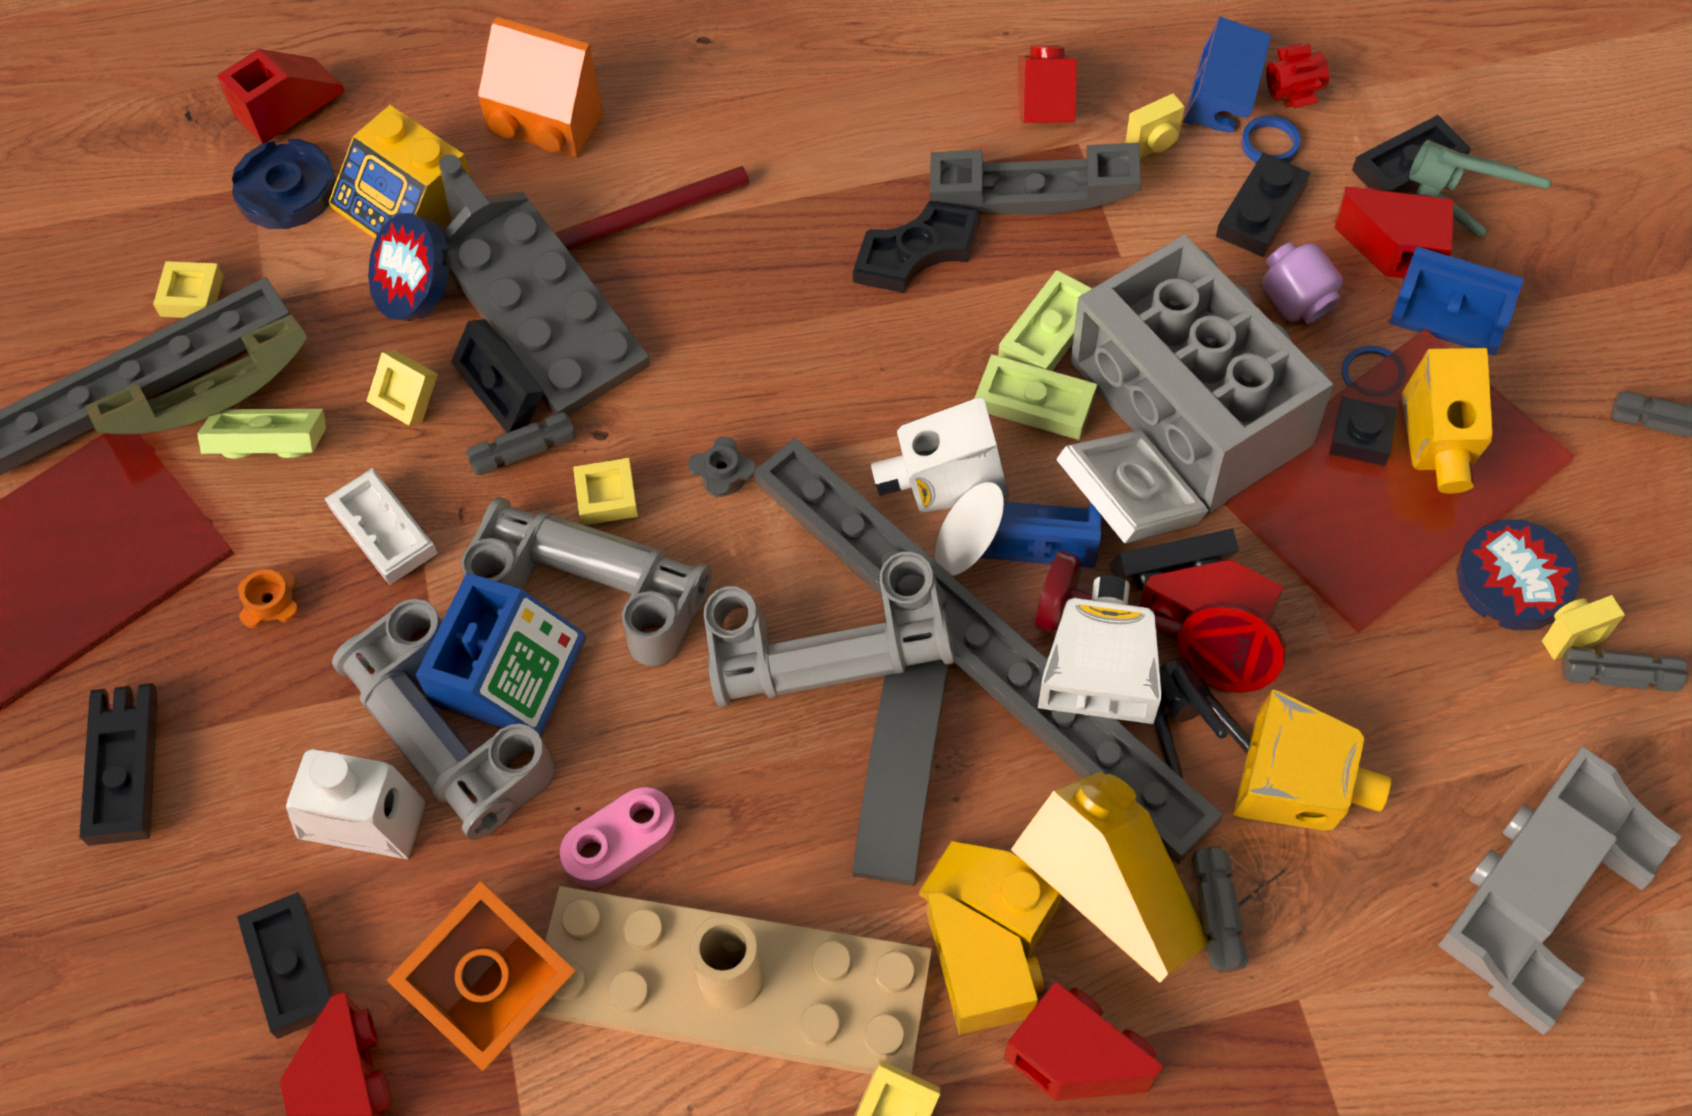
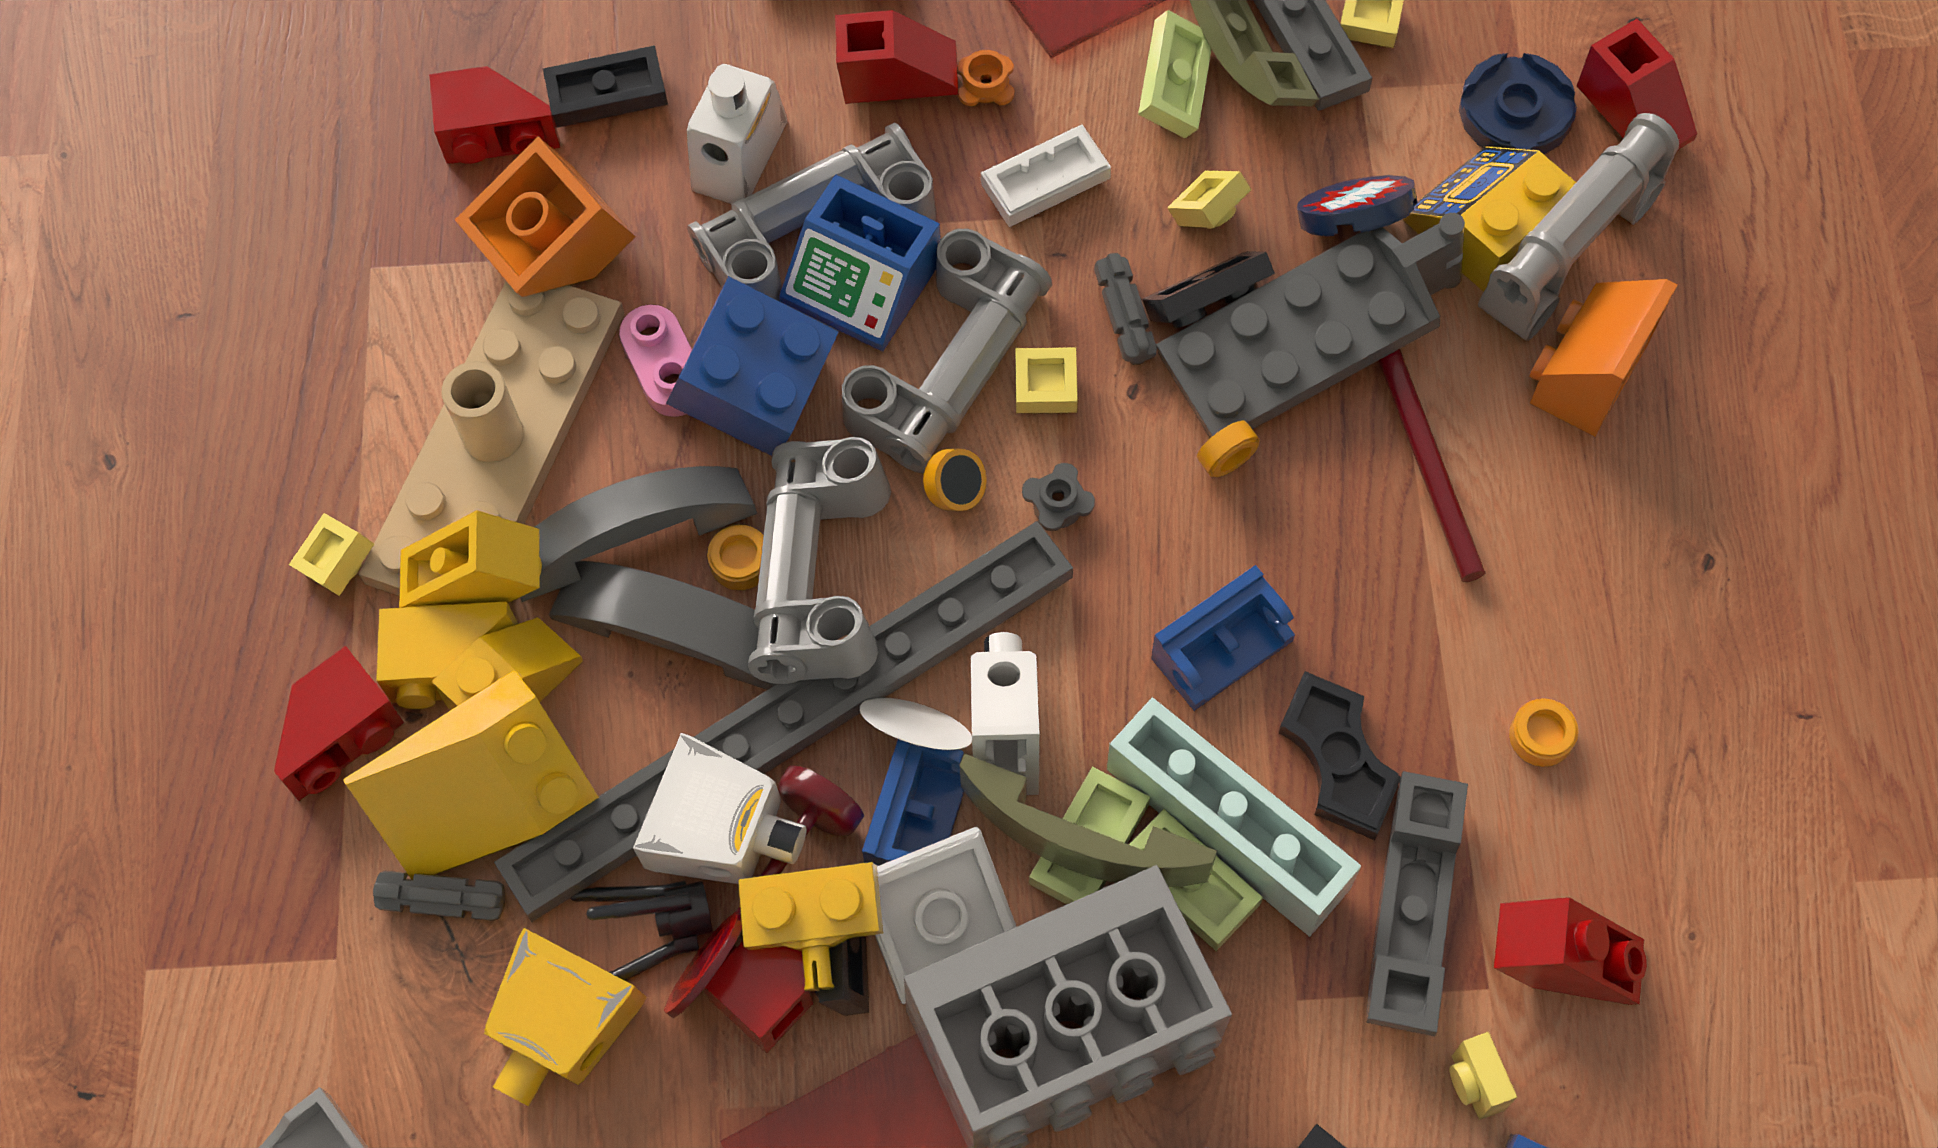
camera: 100 degrees right, 5 degrees up
(255, 676) = (892, 58): none -> red slope
(373, 80) = (1619, 183): none -> light grey piece
(633, 727) = (752, 367): none -> blue brick
(659, 342) = (1228, 449): none -> light orange tile
(719, 547) = (954, 479): none -> tile
(815, 827) = (633, 510): none -> dark grey slope
(822, 722) = (736, 557): none -> light orange tile
(833, 330) = (1223, 638): none -> blue hinge
(869, 122) = (1543, 732): none -> light orange tile
(901, 938) = (471, 562): none -> yellow slope
(997, 292) = (1233, 814): none -> light aqua brick
(1033, 431) = (1002, 799): none -> olive slope
(1173, 554) = (811, 913): none -> yellow plate

